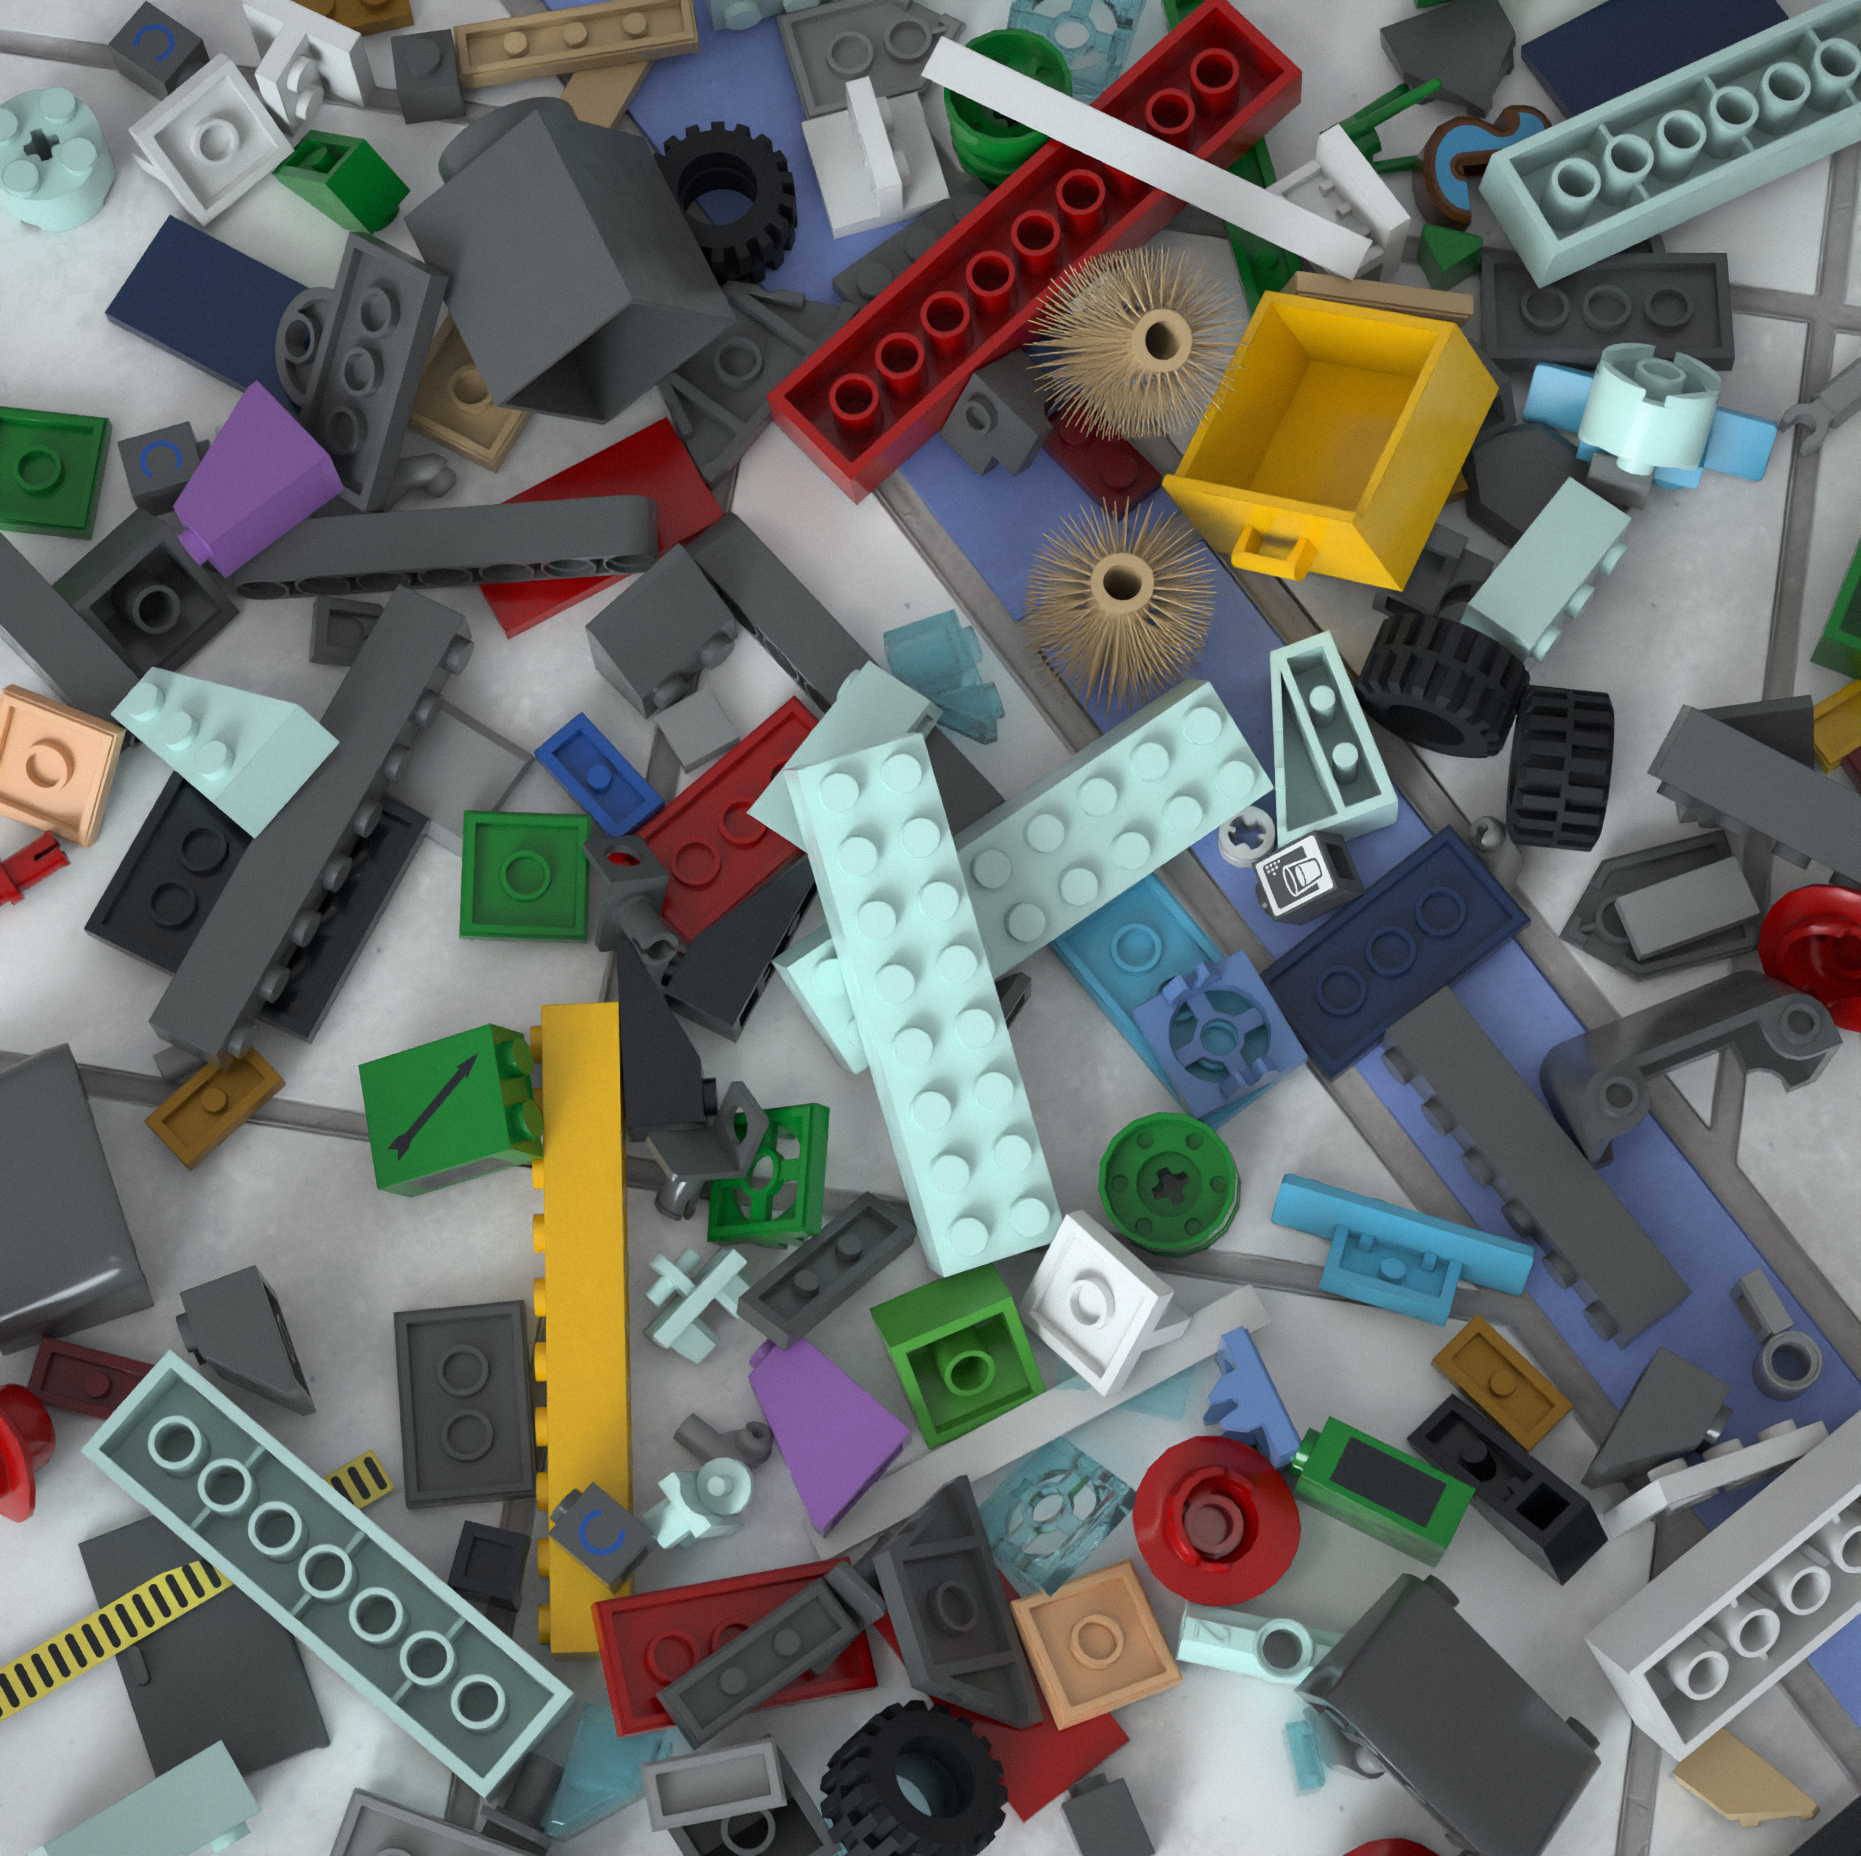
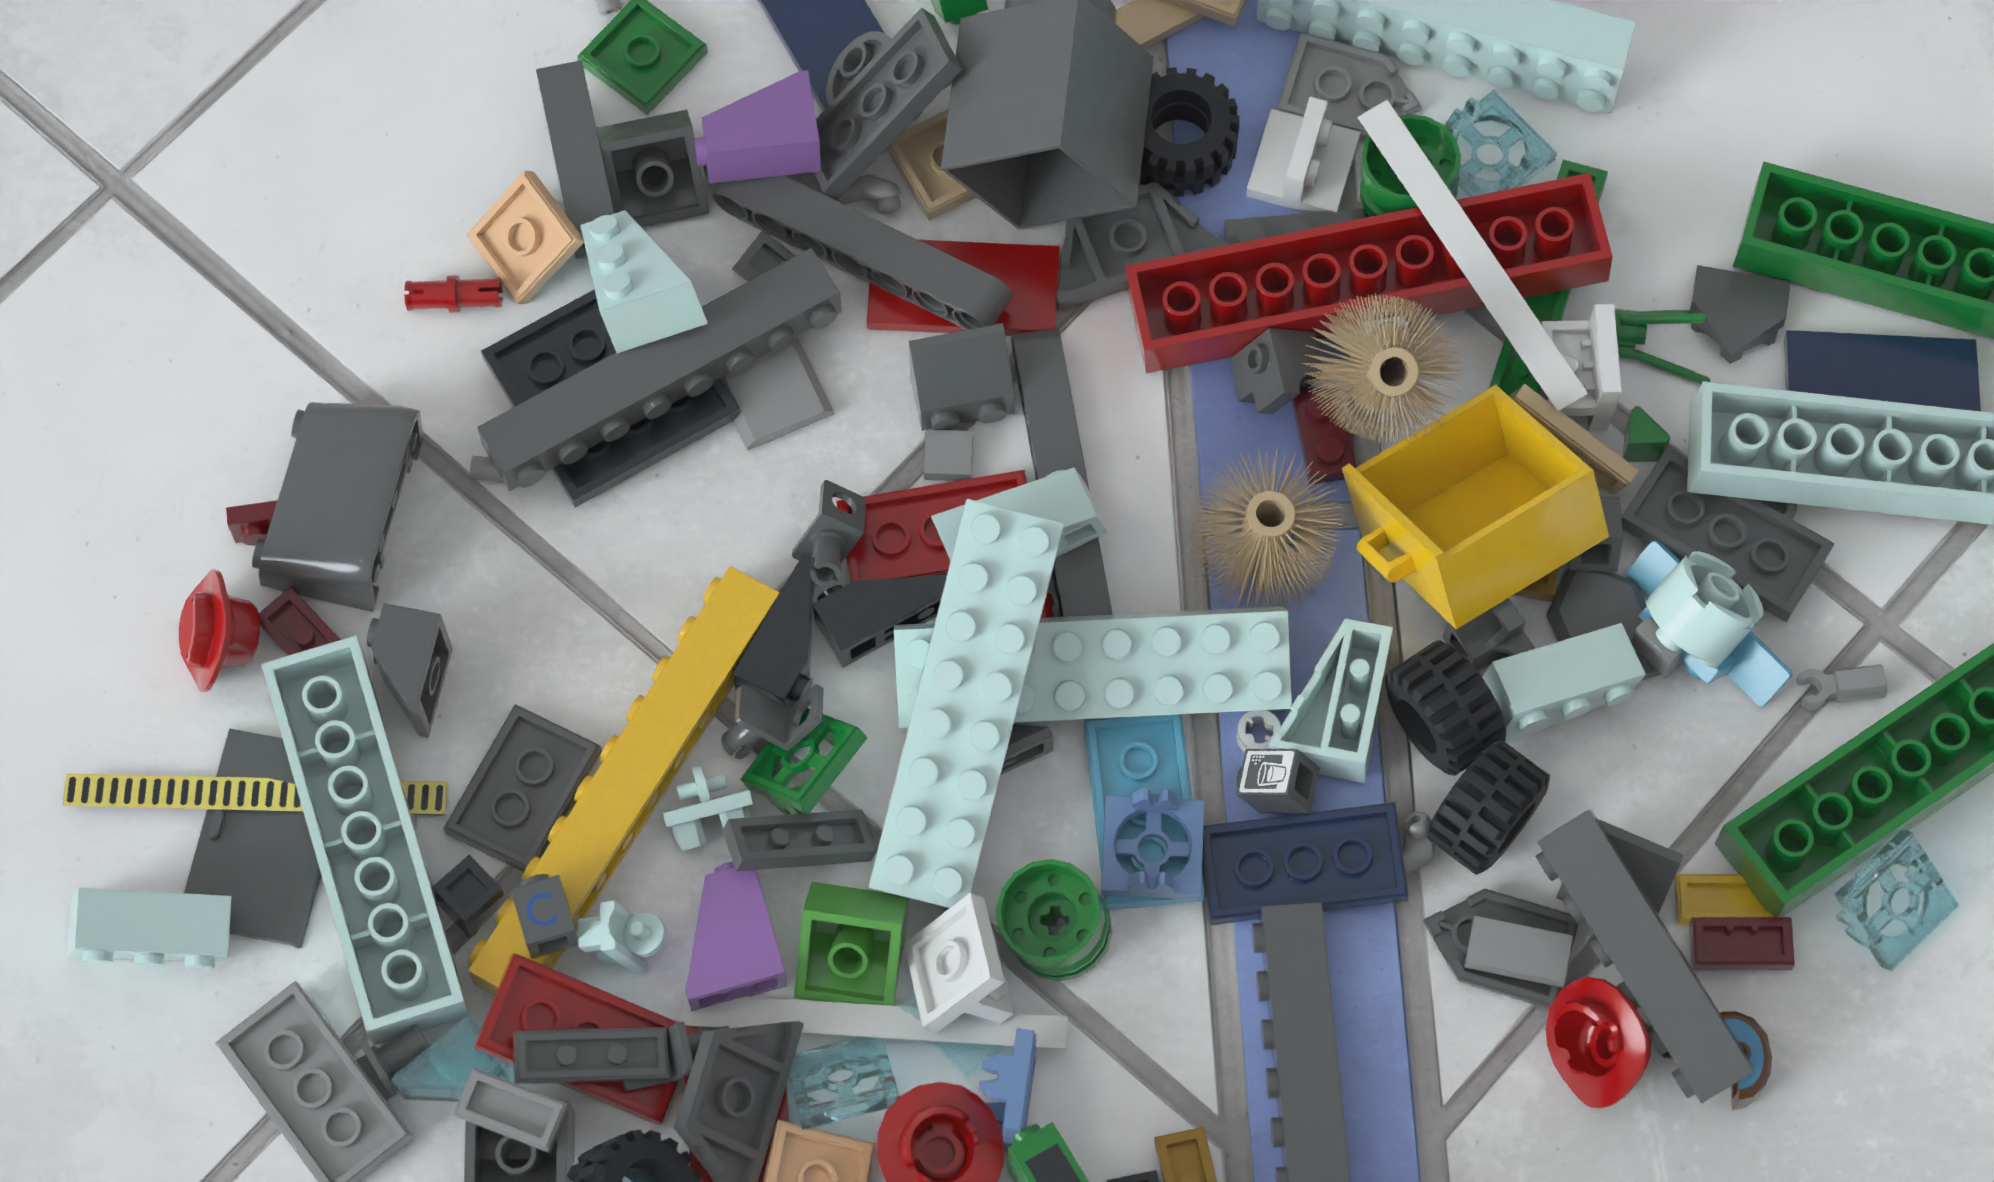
camera: 30 degrees right, 5 degrees down
(161, 465) = (715, 88): dark grey brick -> none
(213, 1106) = (488, 509): pearl gold plate -> none
(451, 1110) = (630, 597): green brick -> none
(524, 877) = (775, 482): green tile -> none
(599, 778) = (864, 448): blue plate -> none
(748, 1445) = (678, 922): light grey arm -> none
(940, 664) = (1127, 503): clear light blue slope -> none
(1398, 1254) = (1176, 1056): medium azure bracket -> none
(1463, 151) = (1685, 373): reddish brown animal -> none
(1601, 1076) = (1509, 1040): dark grey windscreen -> none

